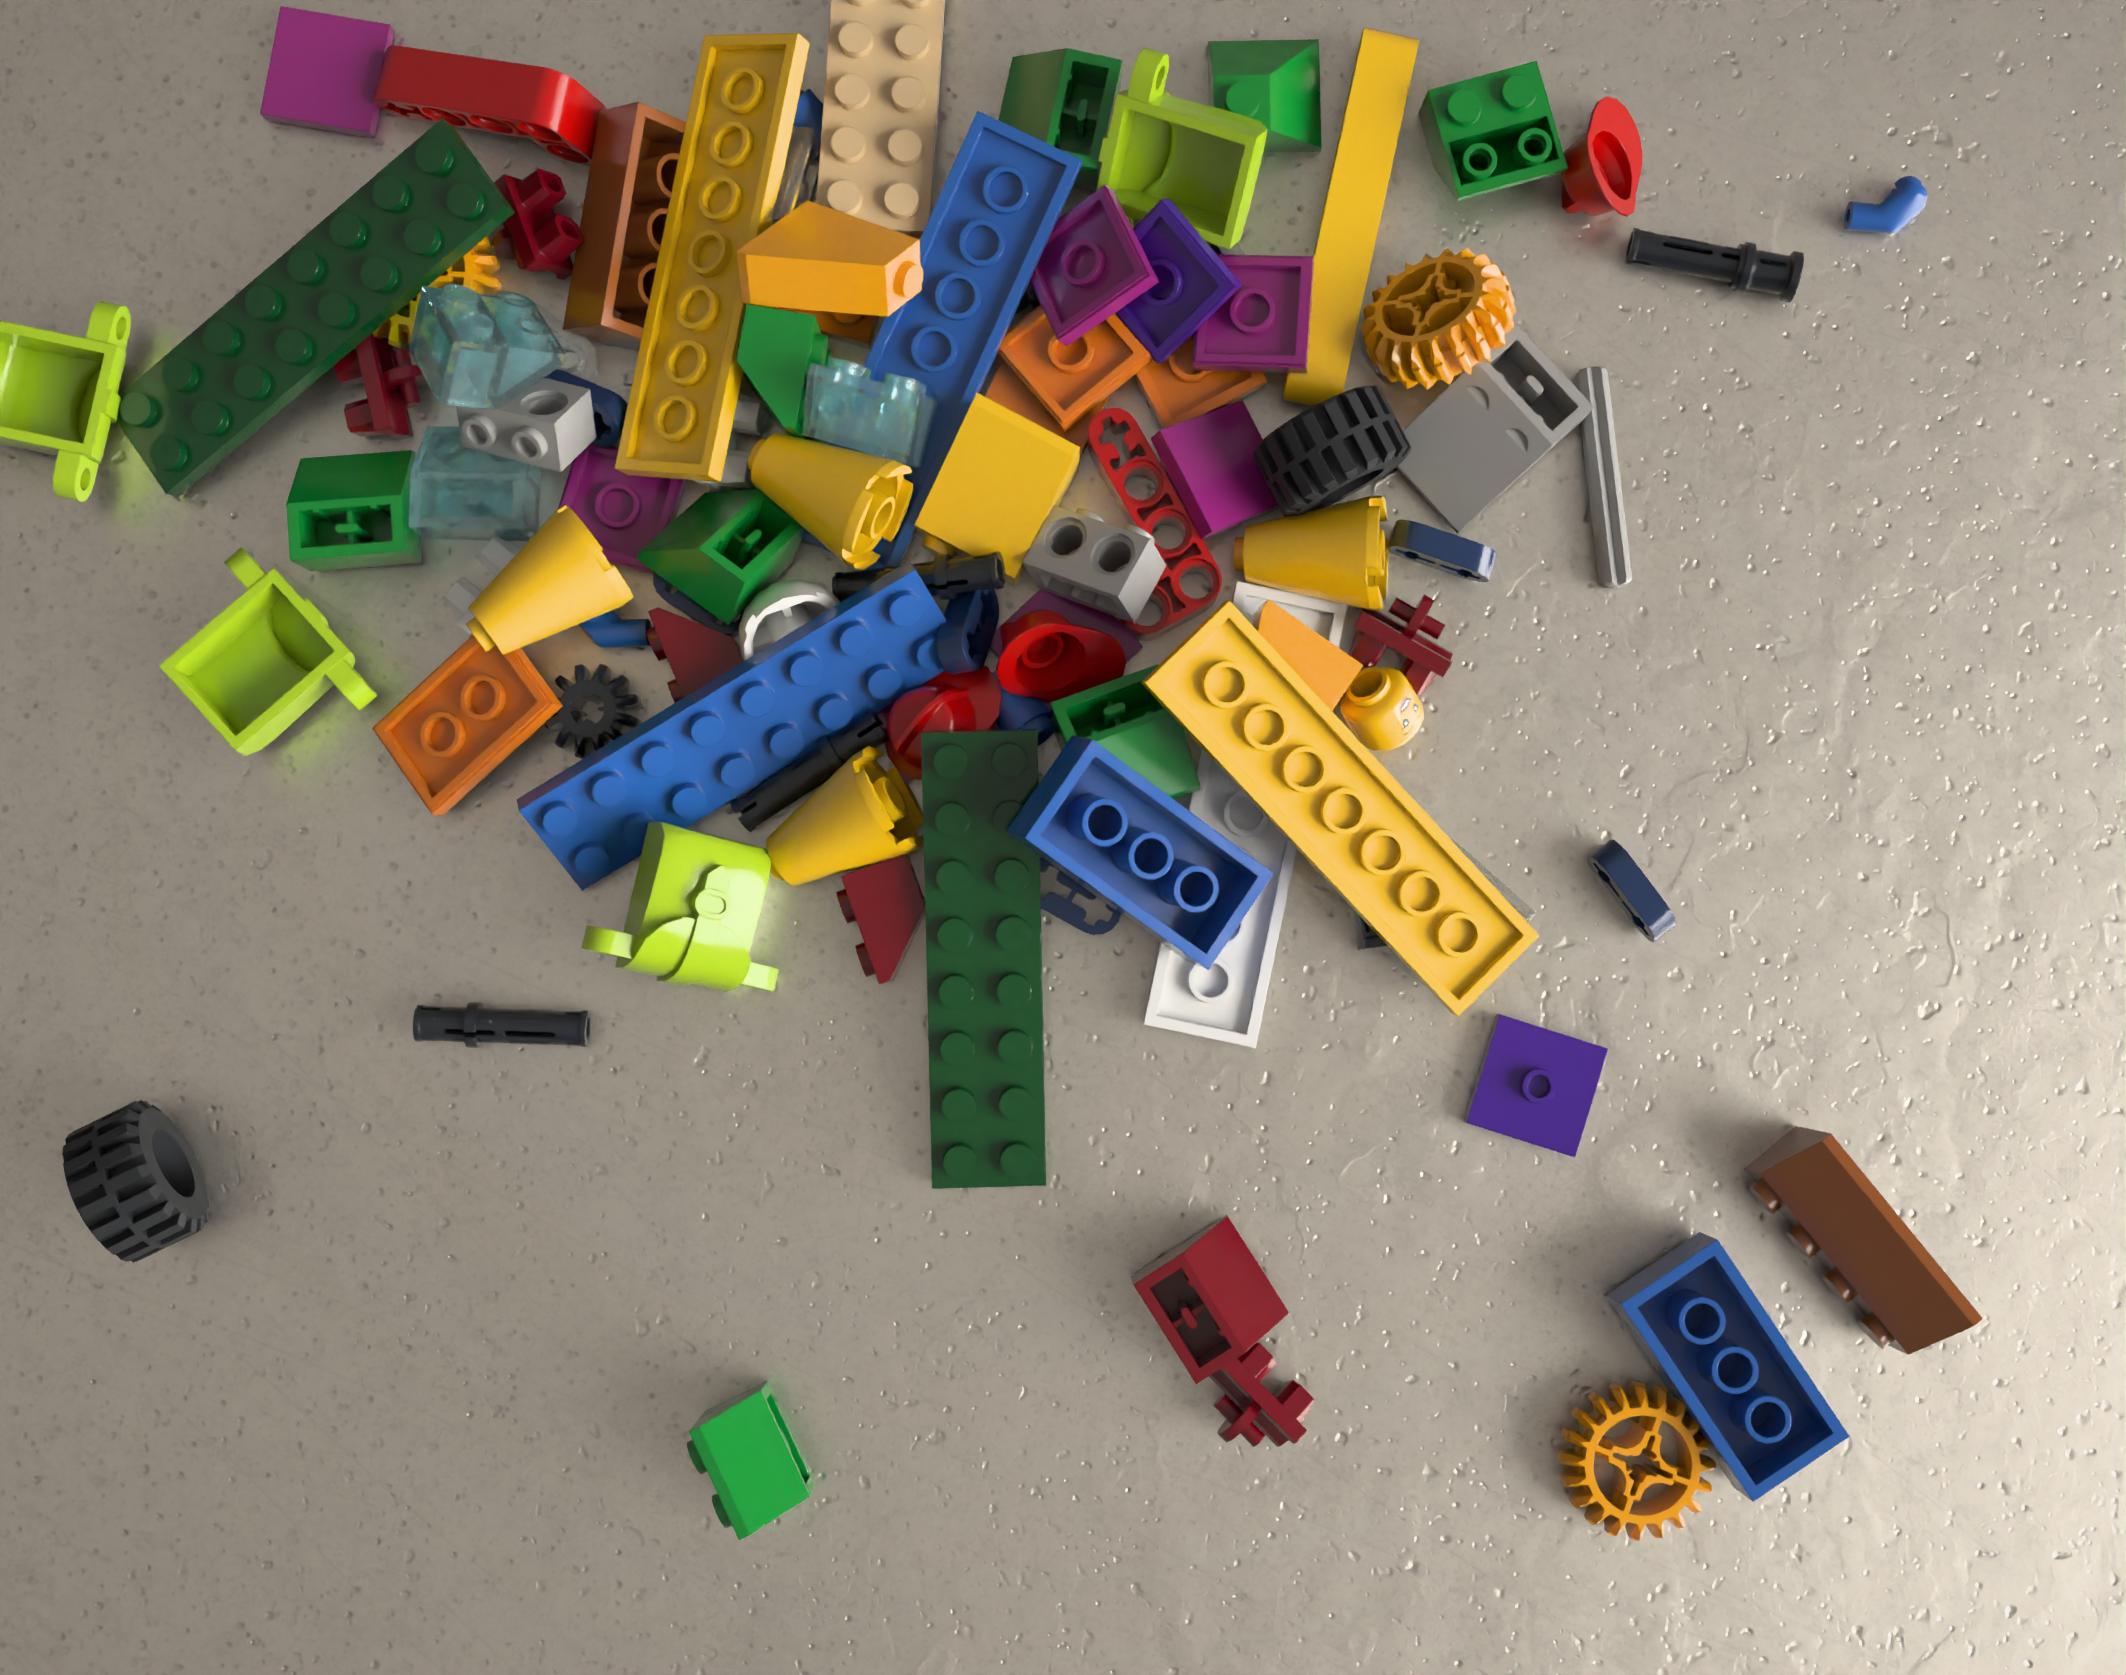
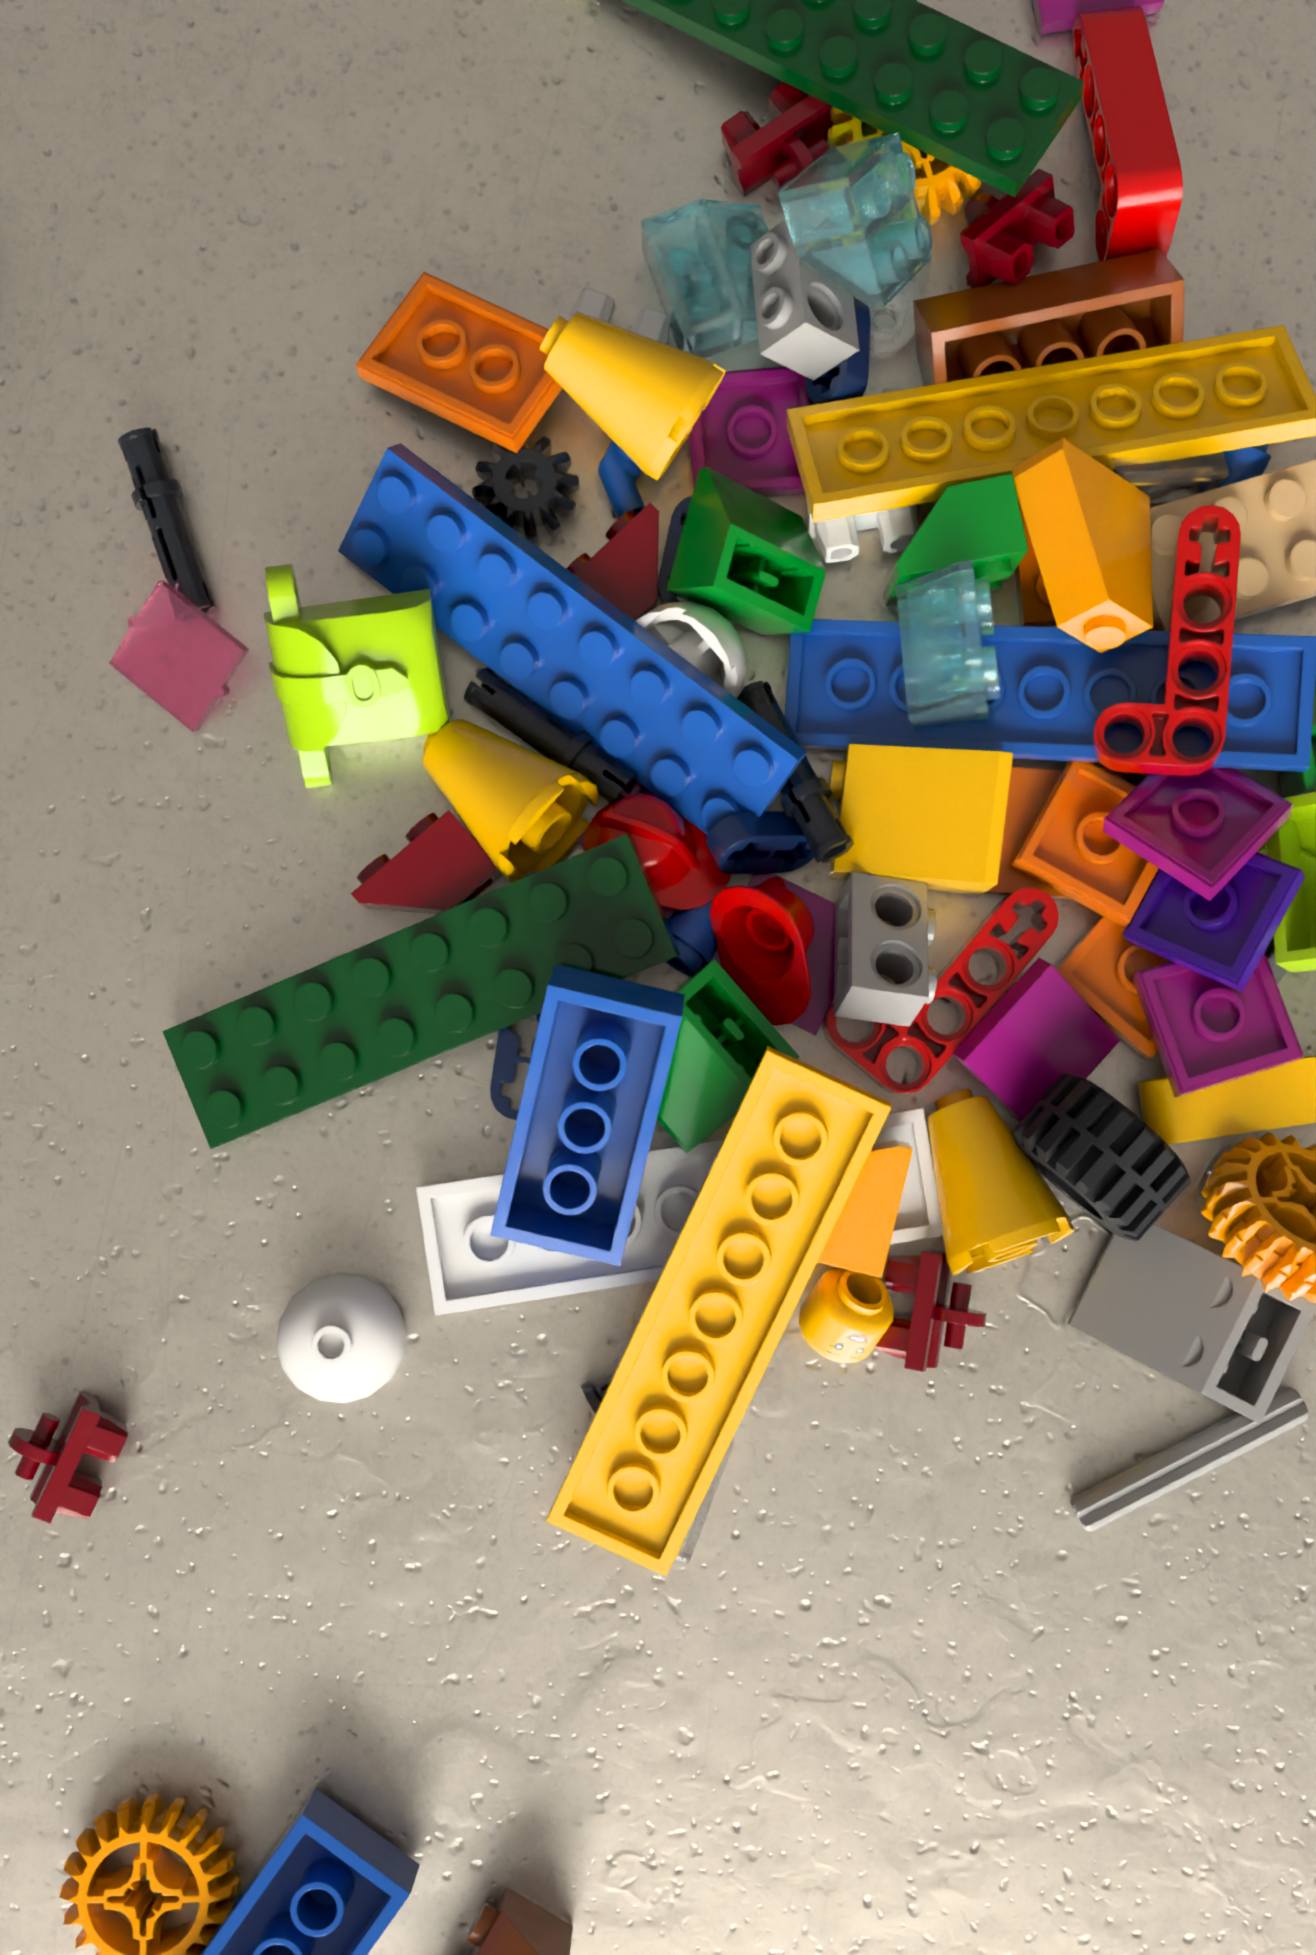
camera: 75 degrees right, 0 degrees up
(263, 661) = (446, 130): lime piece -> none
(352, 512) = (636, 158): green slope -> none
(619, 1057) = (178, 655): none -> clear pink piece
(834, 493) = (847, 646): yellow cone -> none
(942, 216) = (1186, 643): none -> red beam
(1210, 1298) = (151, 1367): dark red slope -> none
(1244, 1134) = (341, 1338): none -> white cylinder
(1442, 550) = (1041, 1315): dark blue beam -> none
(1535, 1085) = (509, 1629): dark purple plate -> none
(1632, 890) = (755, 1657): dark blue beam -> none

